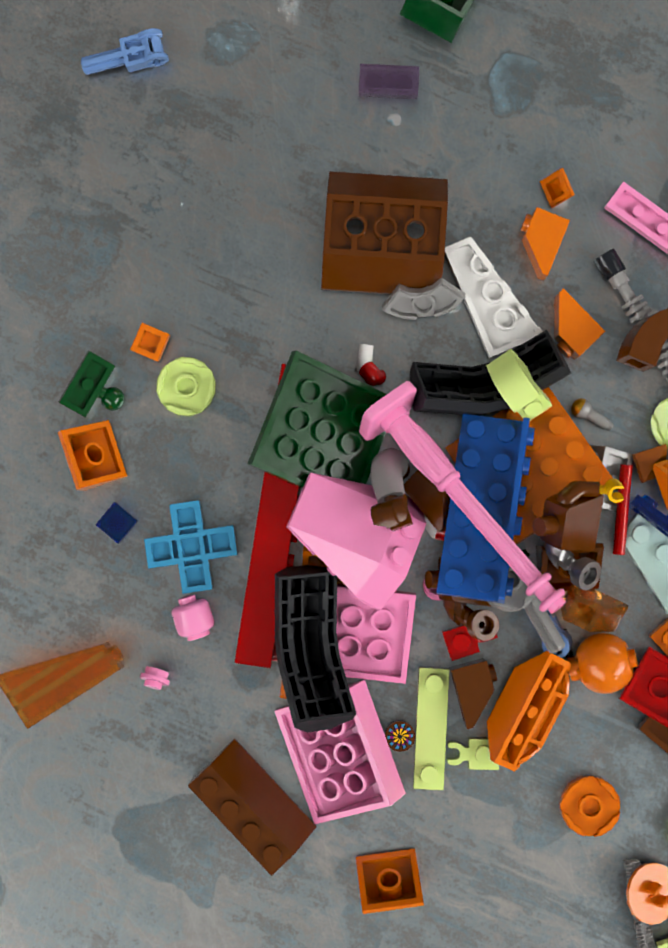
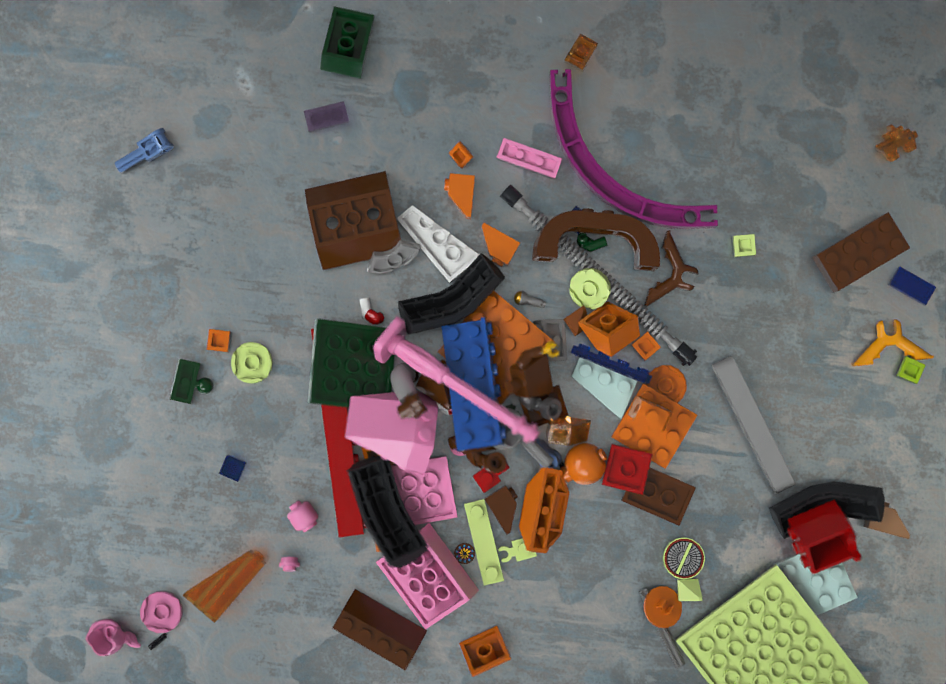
camera: 15 degrees left, 0 degrees up
(92, 455) = (202, 427): orange slope -> none
(191, 546) = (287, 469): dark azure plate -> none
(517, 385) = (470, 299): yellowish green brick -> none
(590, 806) = (605, 561): orange tile -> none
(622, 510) = (567, 358): red bar -> none

